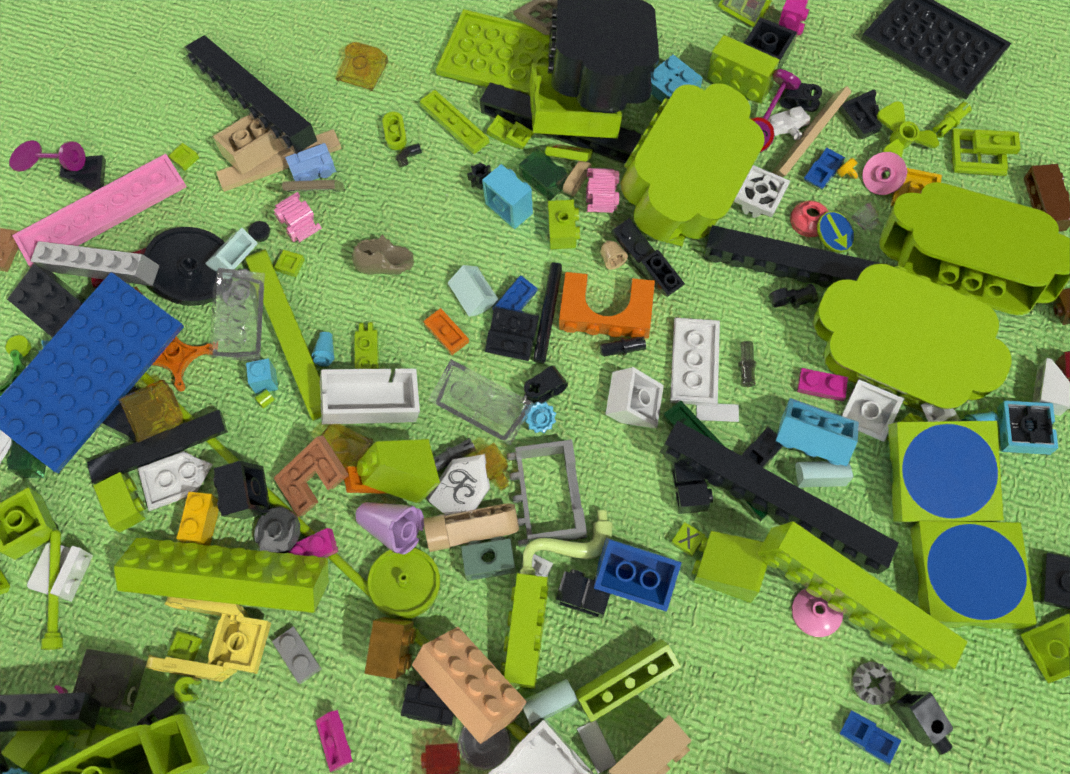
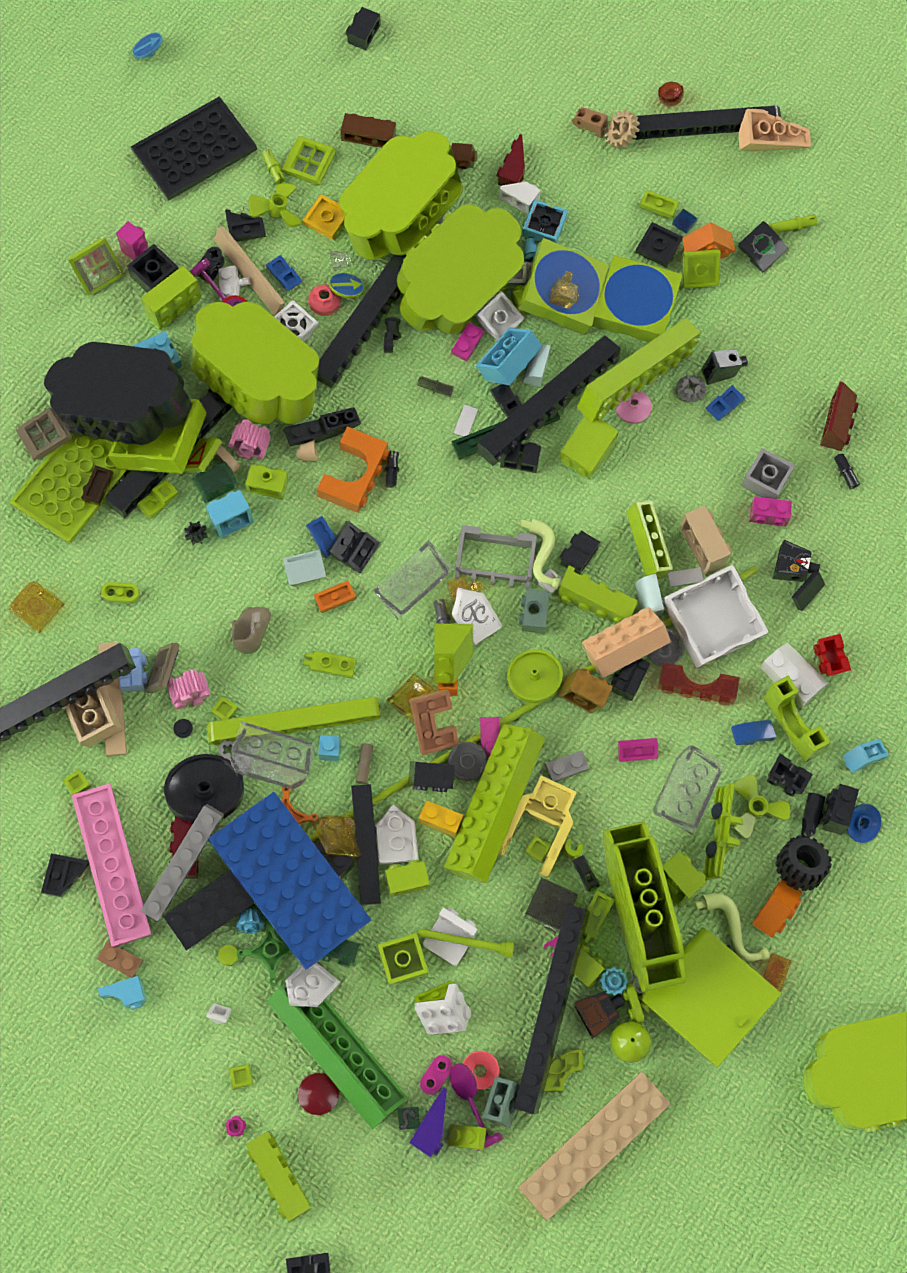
camera: 80 degrees left, 5 degrees up
(28, 153) = (21, 927): magenta piece -> none
(232, 251) = (203, 750): light aqua brick -> none
(251, 420) = (365, 760): none -> dark tan piece
(264, 398) = (348, 752): lime piece -> none
(324, 351) = (319, 695): medium azure cone -> none
(368, 396) = (380, 662): white piece -> none
(392, 524) = (488, 673): lavender cone -> none
(407, 152) = (147, 590): arm -> none
(454, 121) = (129, 541): lime plate -> none
(468, 526) = (506, 617): tan beam -> none
(503, 72) = (97, 485): none -> dark brown tile
(540, 417) = (437, 540): medium azure piece -> none
(545, 385) = (407, 533): black piece -> none
(547, 313) = (342, 515): black axle -> none
(634, 398) = (439, 474): white slope -> none
(636, 574) = (577, 510): blue slope -> none
(688, 539) = (558, 471): lime tile -> none
(695, 361) = (420, 422): white tile -> none
(848, 168) = (291, 256): yellow tile -> none
(880, 164) = (315, 235): bright pink dish -> none
(930, 468) = (564, 292): none -> clear yellow brick
(996, 142) = (309, 145): lime plate -> none

